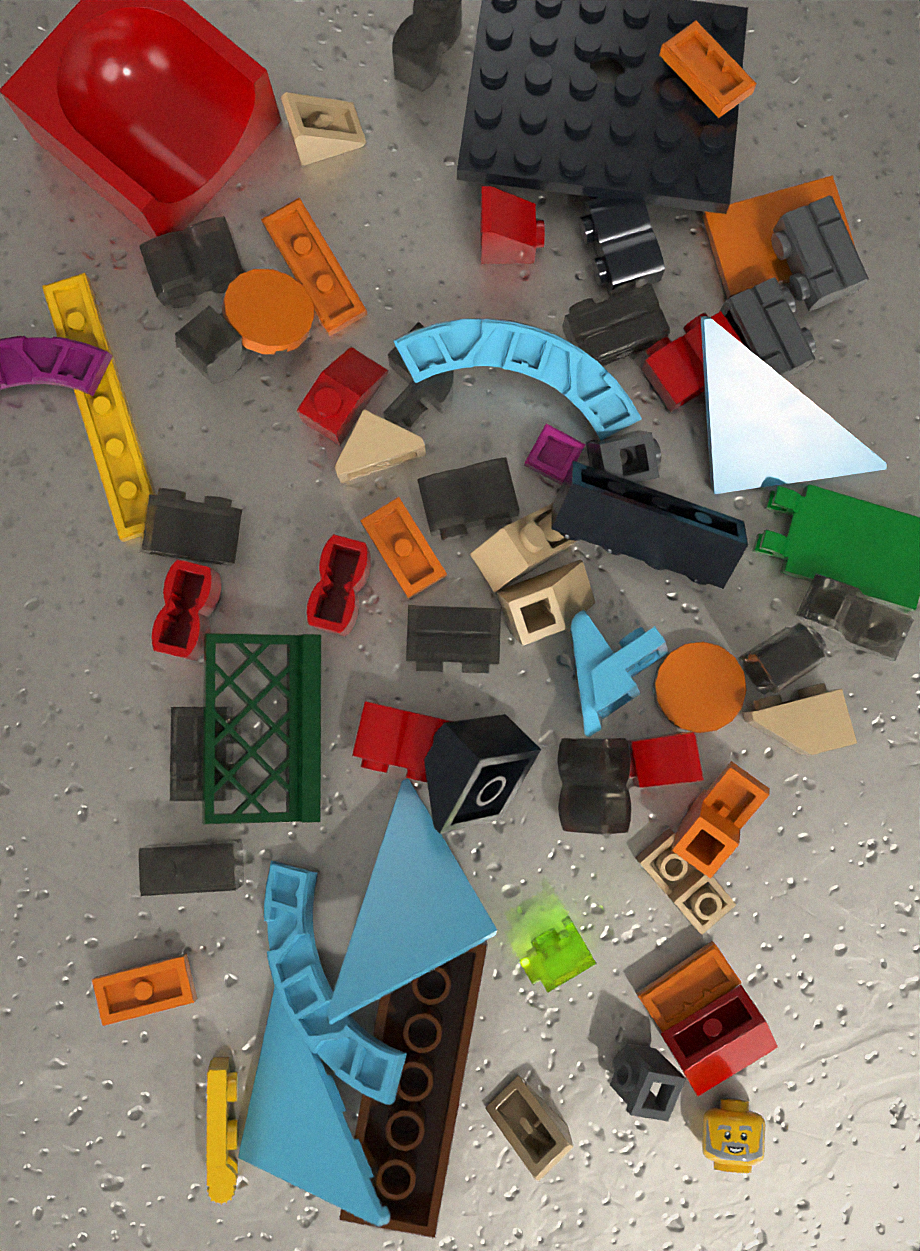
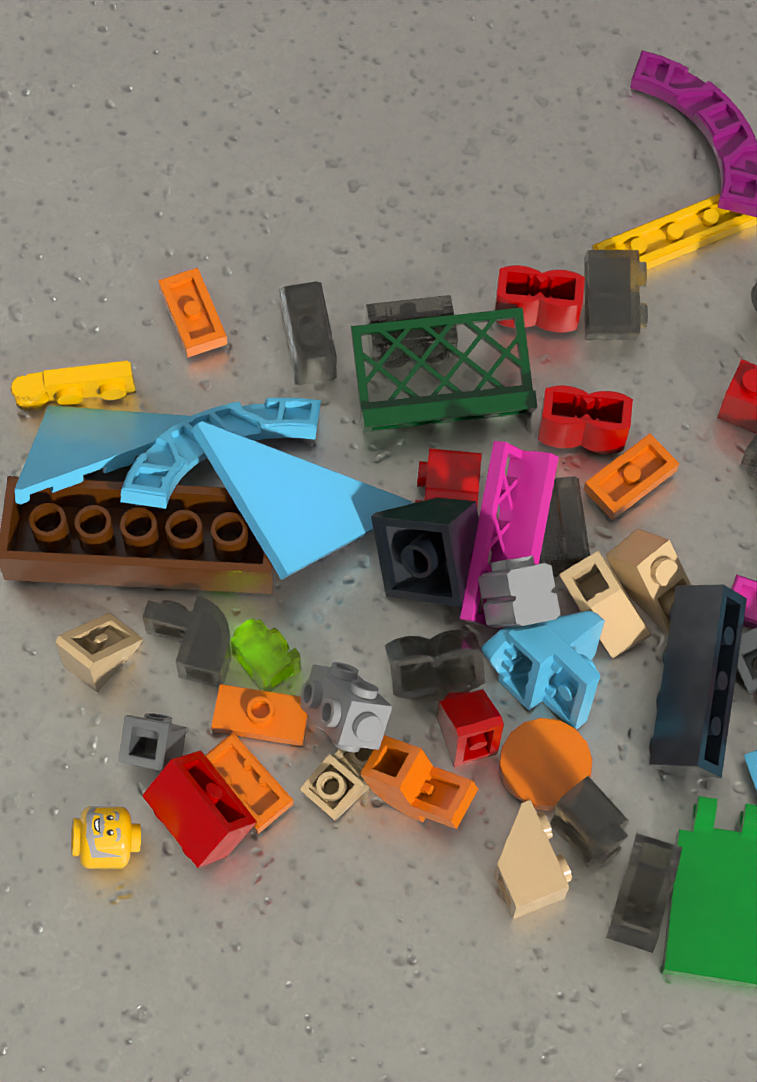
camera: 80 degrees right, 20 degrees down
(375, 447) = (720, 438): tan slope -> none
(469, 498) = (692, 523): clear smoke brick -> none
(474, 686) = (522, 519): none -> dark pink fence
(531, 1014) = (203, 637): none -> clear smoke brick
(559, 694) = (518, 593): none -> light grey brick
(618, 961) = (259, 715): none -> orange plate
(639, 884) = (345, 707): none -> light grey brick

